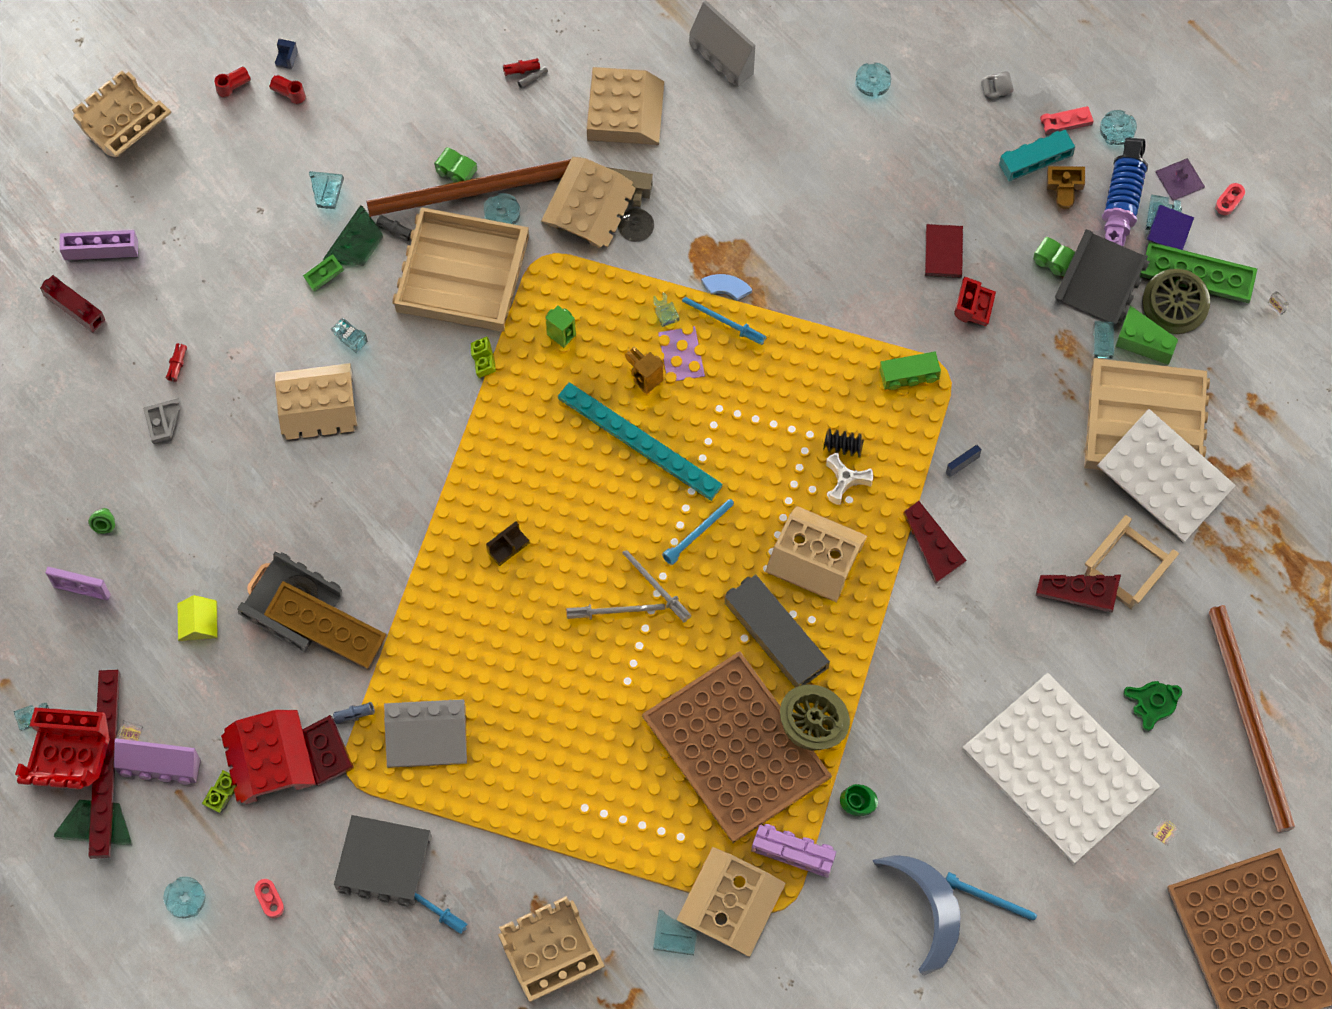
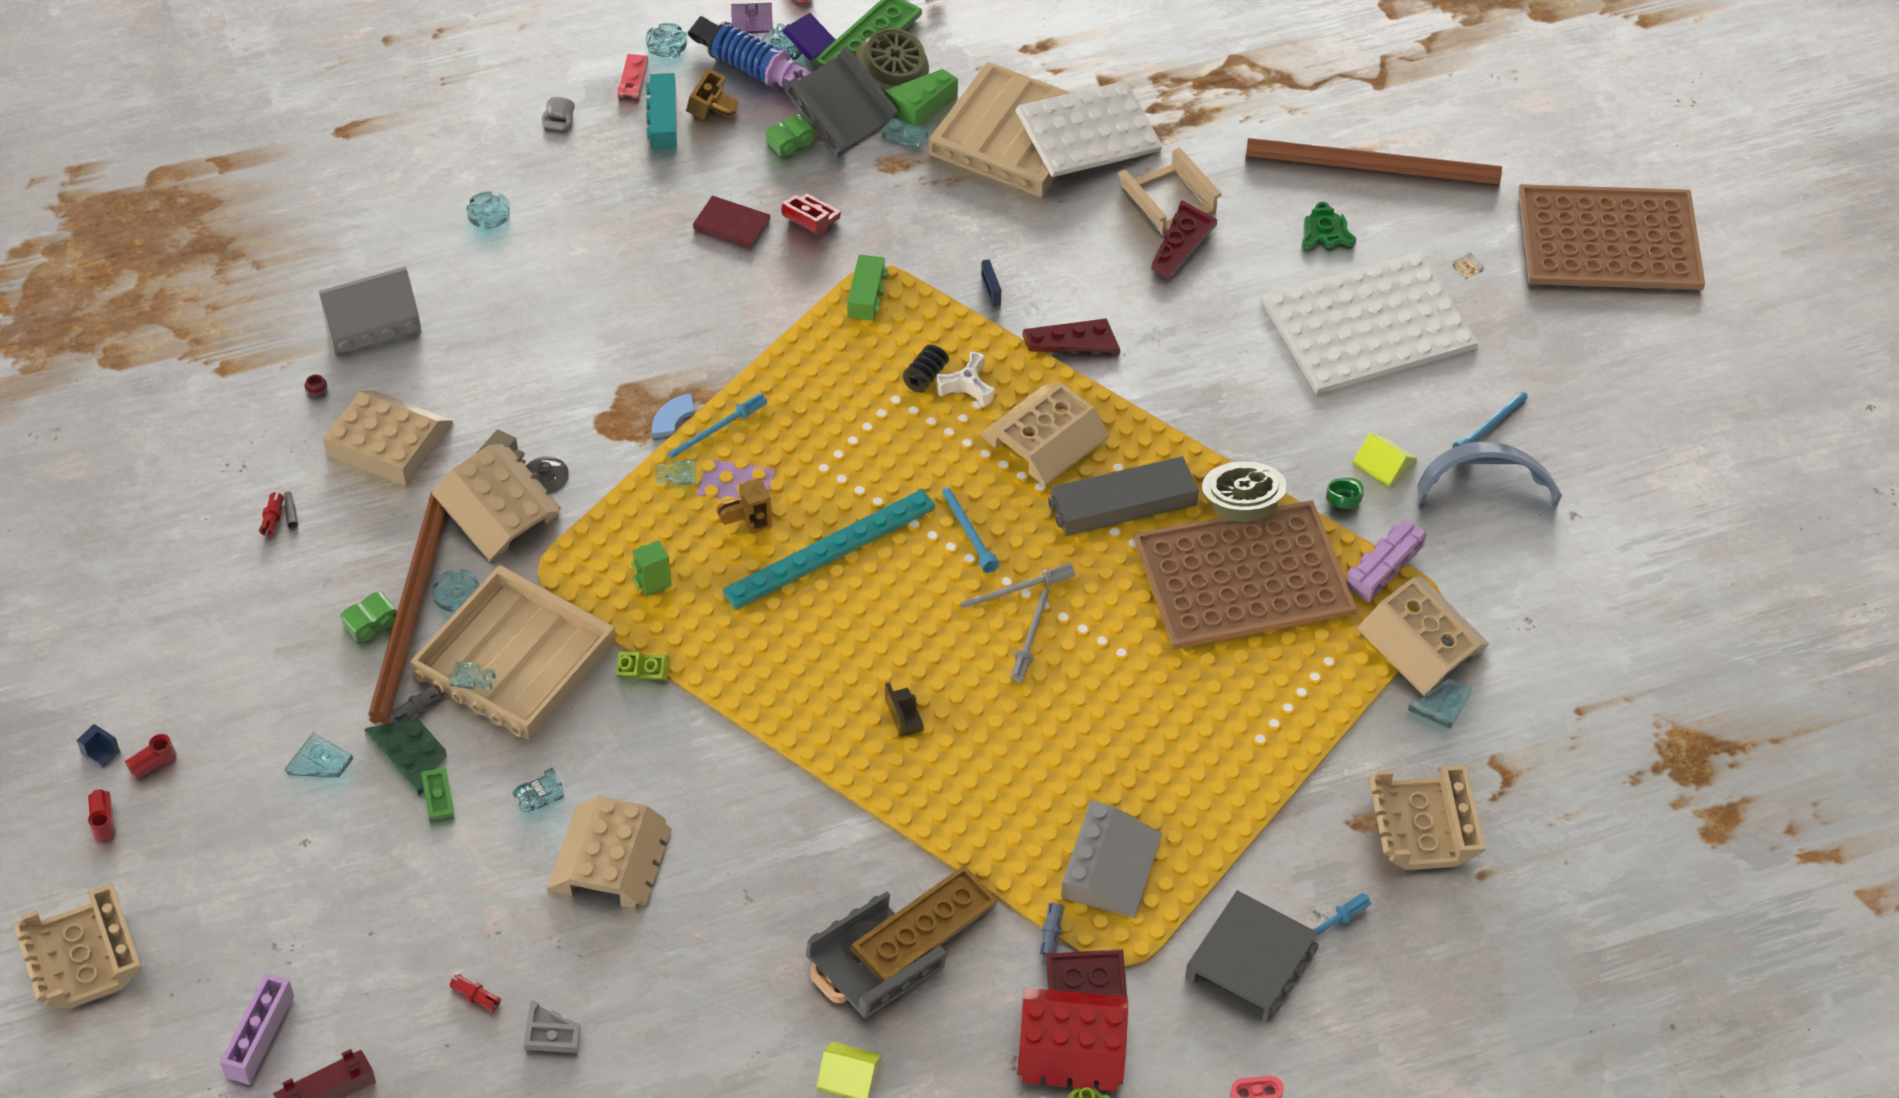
camera: 70 degrees left, 15 degrees down
(419, 249) = (468, 675): none -> clear light blue plate
(651, 42) = (315, 385): none -> dark red plate
(912, 822) = (1383, 459): none -> neon yellow slope

